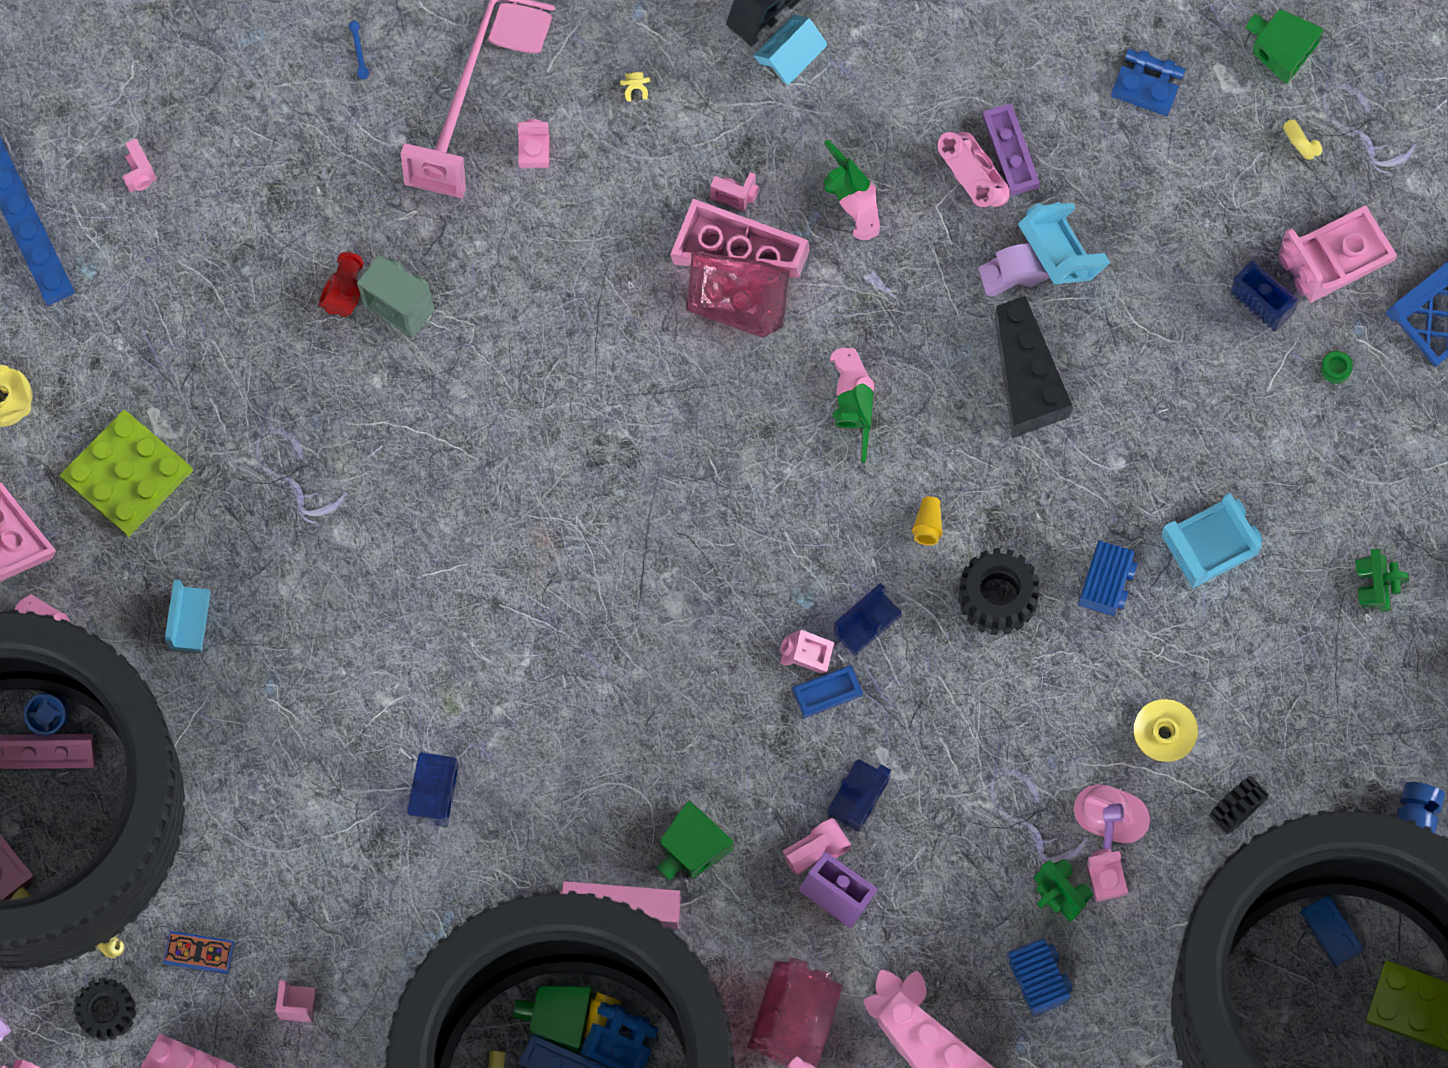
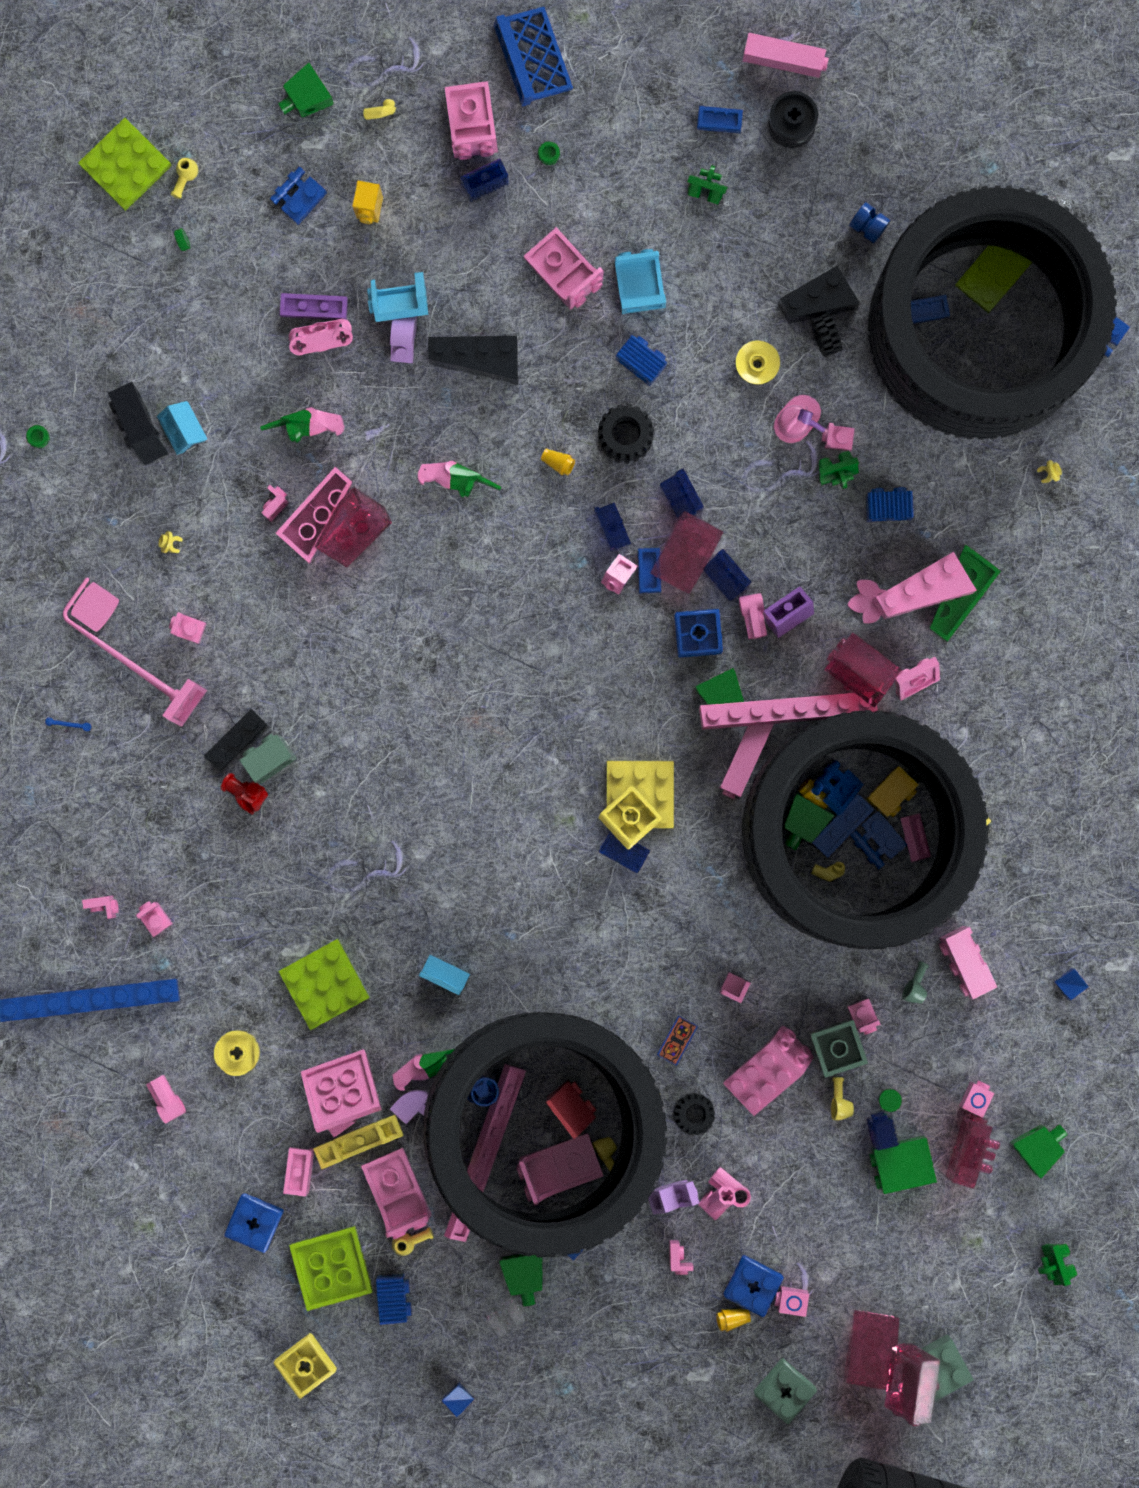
camera: 65 degrees left, 15 degrees up
(57, 835) = (571, 1108): none -> coral slope
(143, 235) = (154, 918): none -> bright pink bracket
(411, 253) = (235, 740): none -> black plate
(498, 770) = (630, 803): none -> light yellow brick
(518, 786) = (651, 779): none -> light yellow plate
(697, 924) = (780, 710): none -> bright pink plate
(772, 763) = (708, 622): none -> blue brick
(868, 726) = (686, 552): none -> clear pink slope
(945, 697) = (681, 494): none -> clear blue panel
(1171, 162) = (367, 202): none -> yellow brick
(1188, 438) = (564, 269): none -> bright pink bracket
(1289, 777) = (820, 296): none -> black wedge

